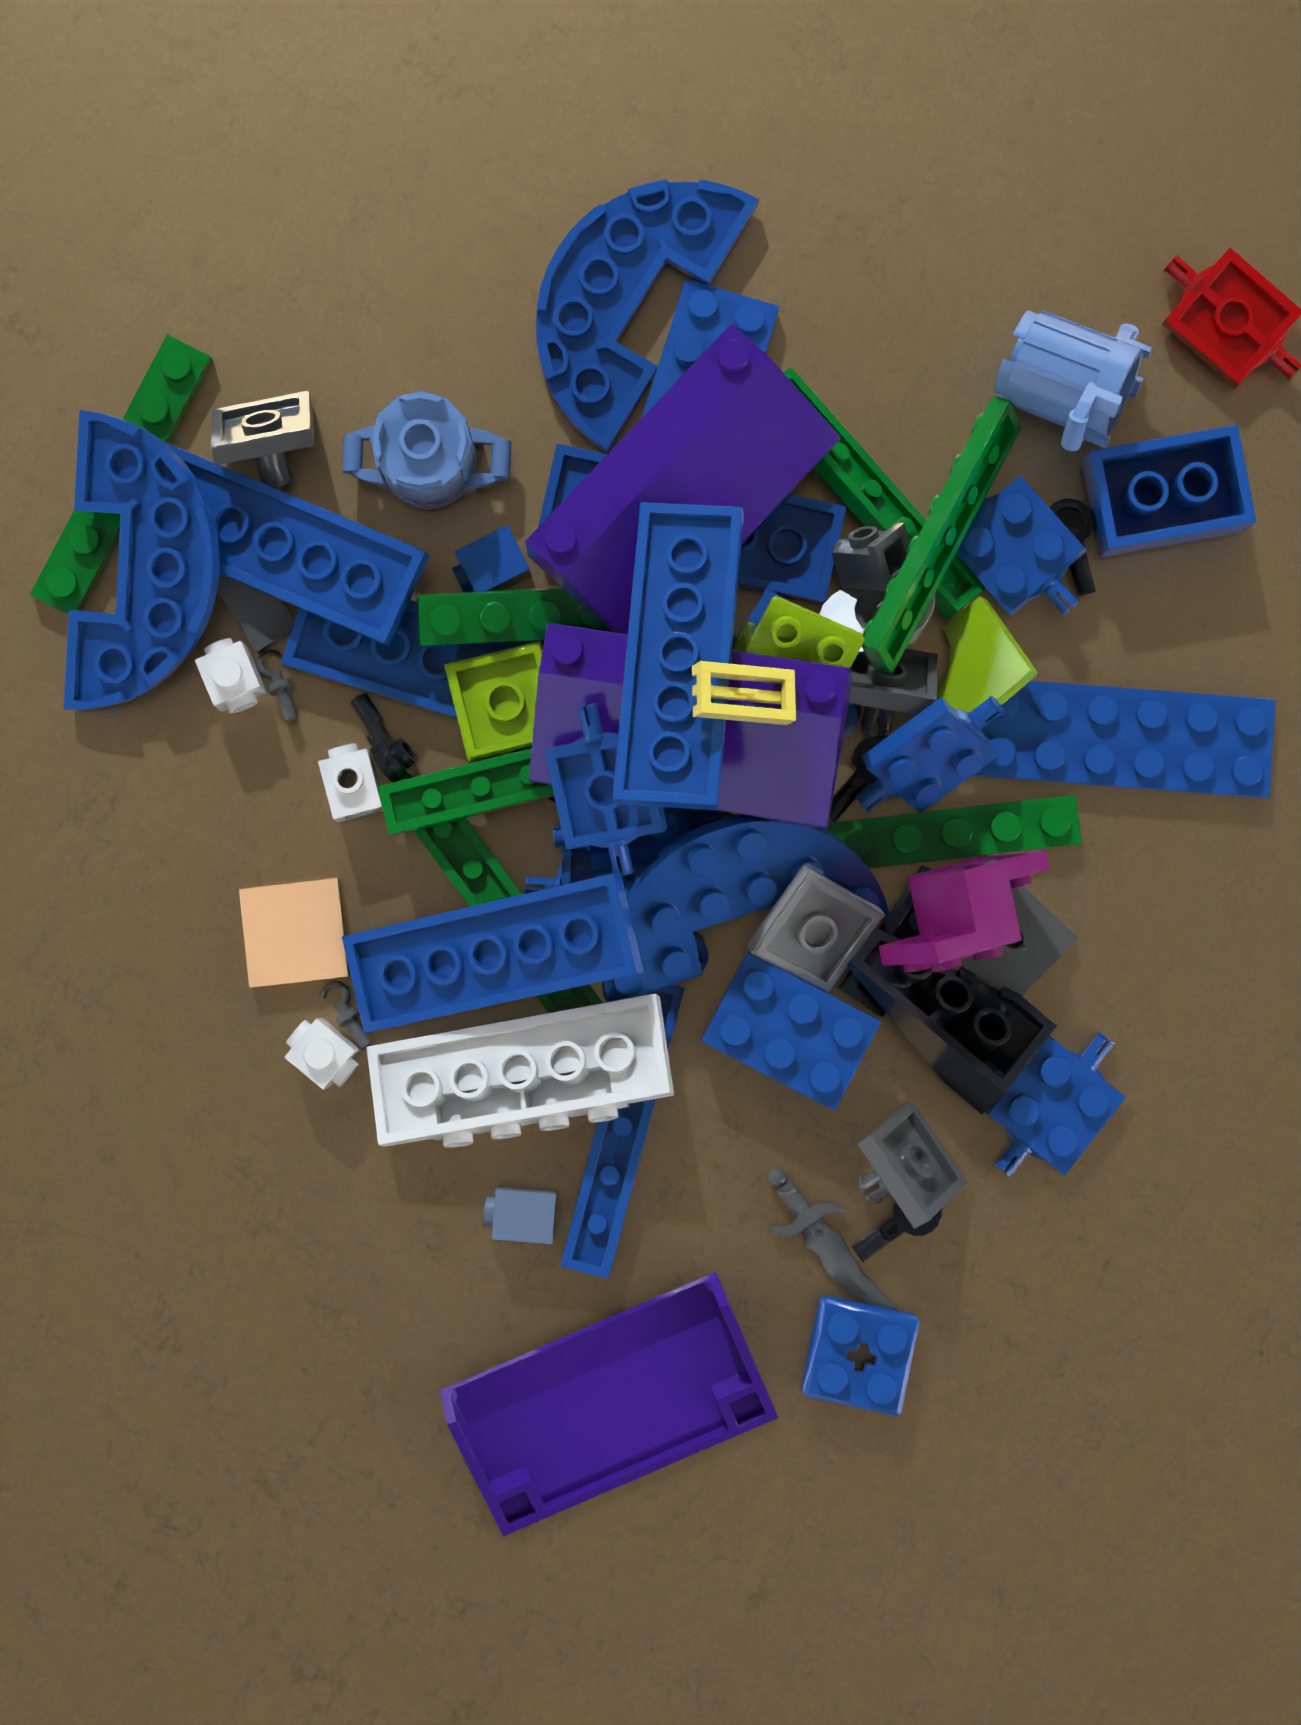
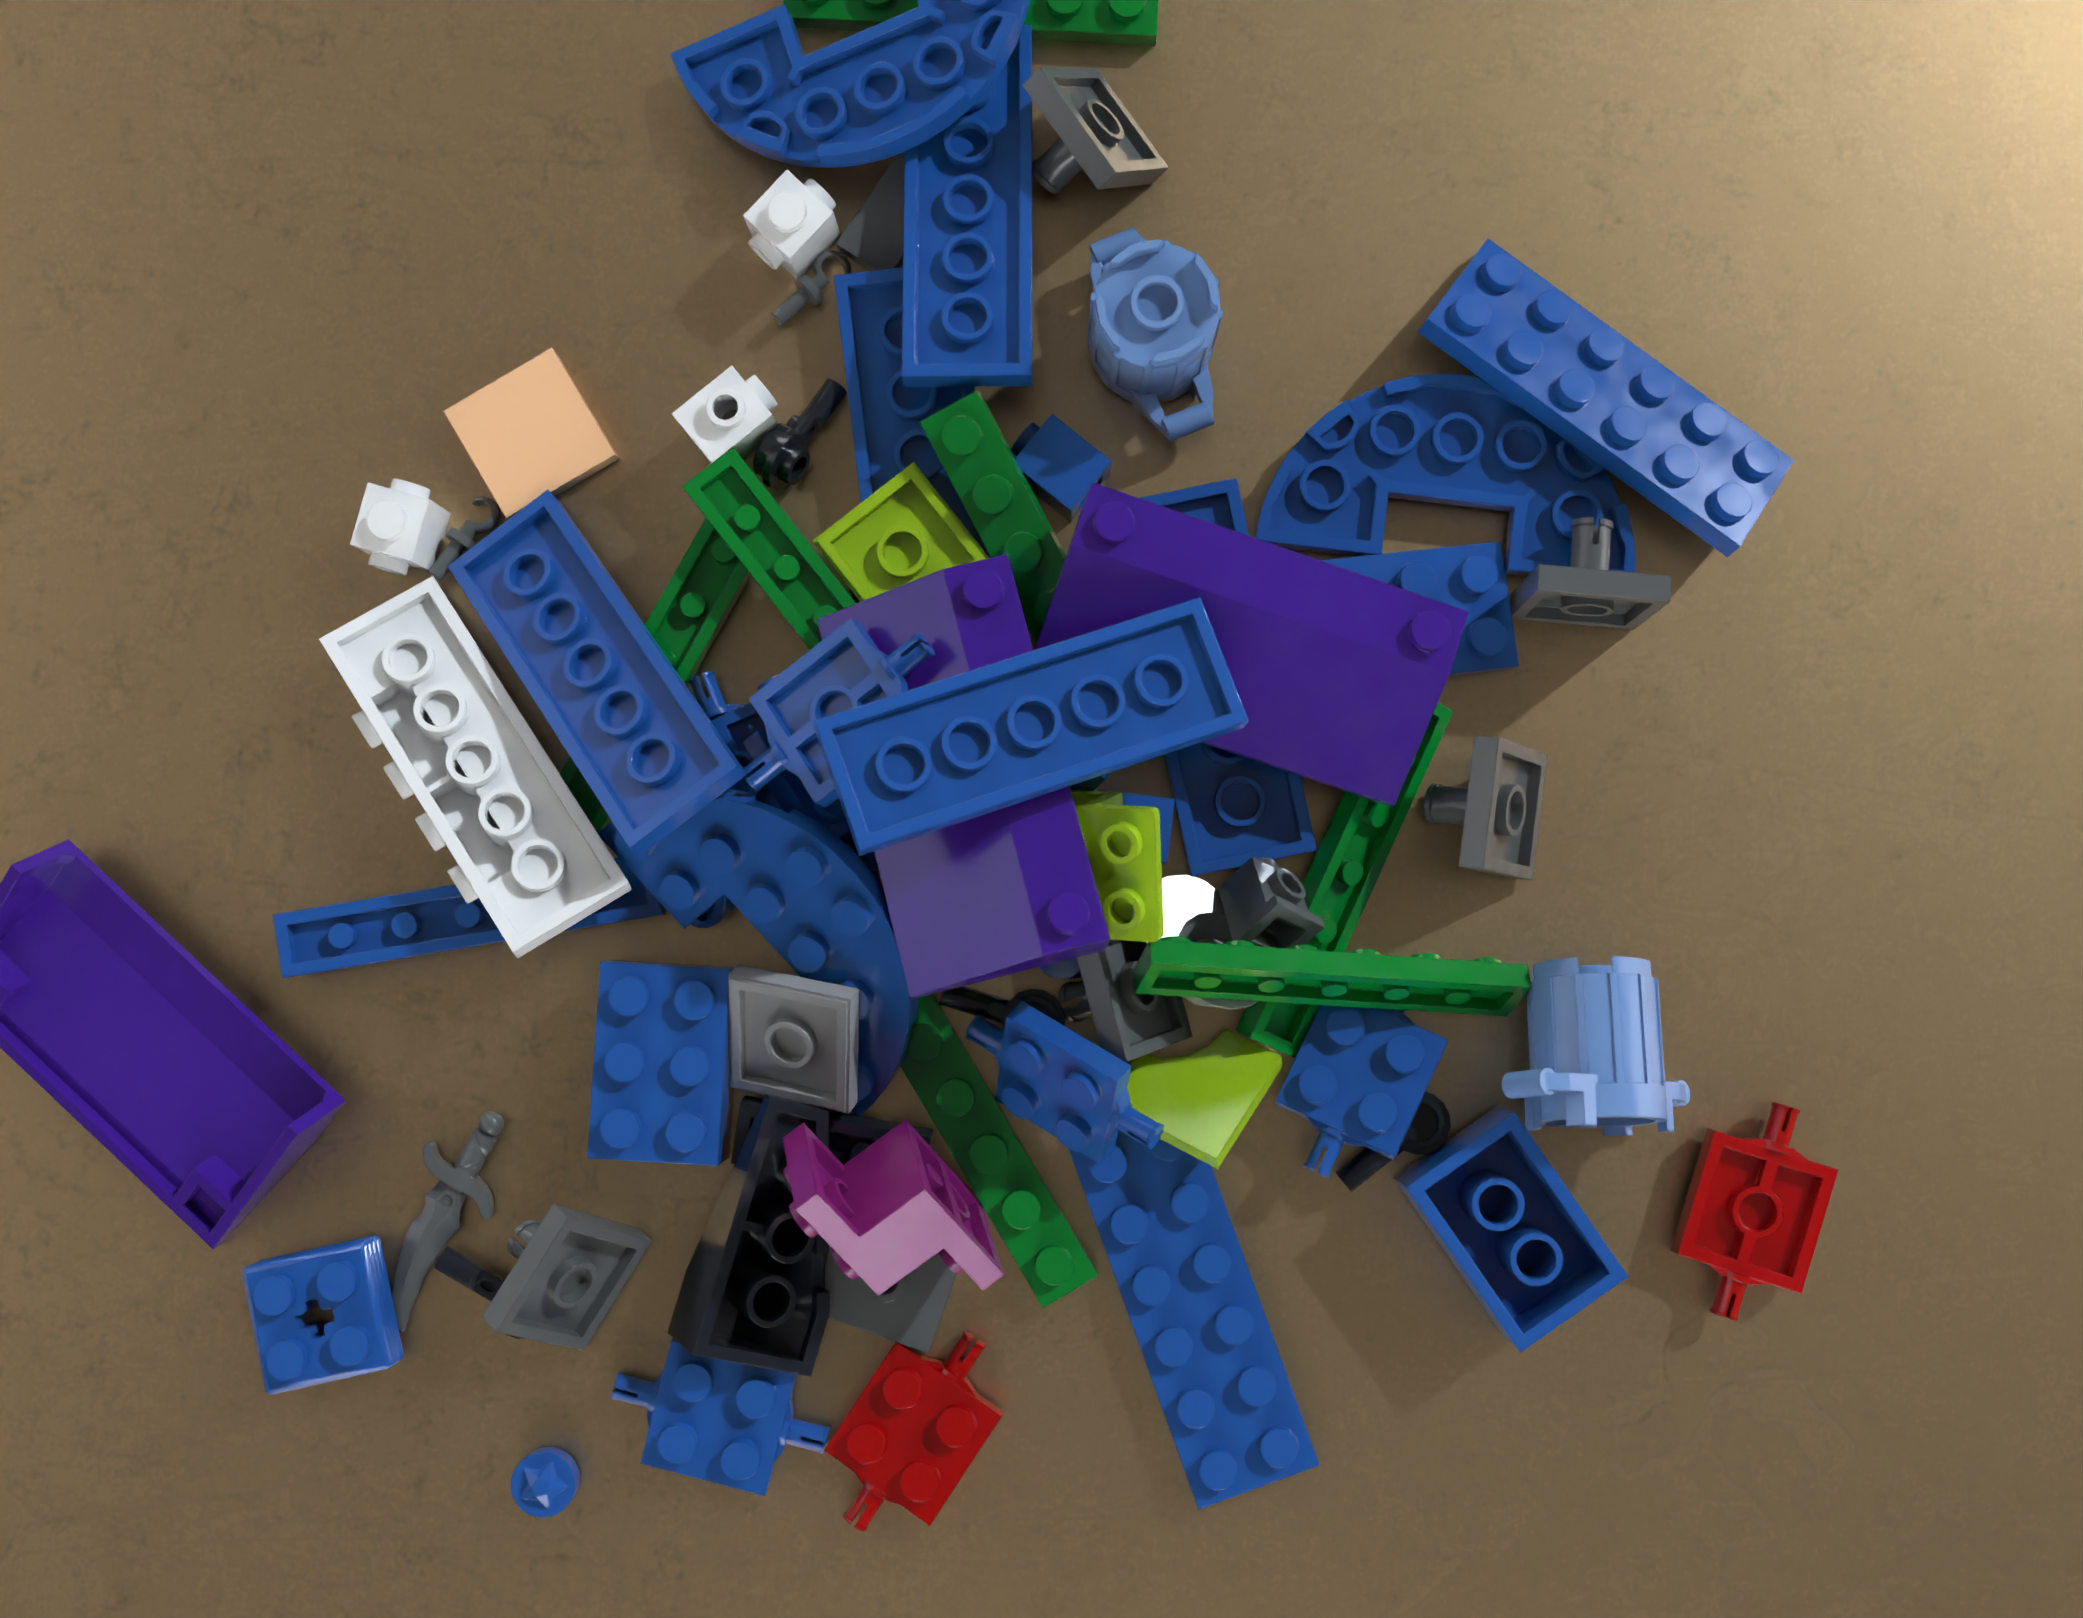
camera: 70 degrees right, 0 degrees up
(521, 1214) = (314, 844): sand blue brick -> none
(617, 157) = (1607, 397): none -> blue plate
(705, 691) = (994, 773): light yellow tile -> none
(749, 233) = (1587, 589): none -> dark grey tile
(874, 368) = (1496, 809): none -> dark grey tile
(1048, 1250) = (545, 1482): none -> blue tile
(1127, 972) = (914, 1431): none -> red plate

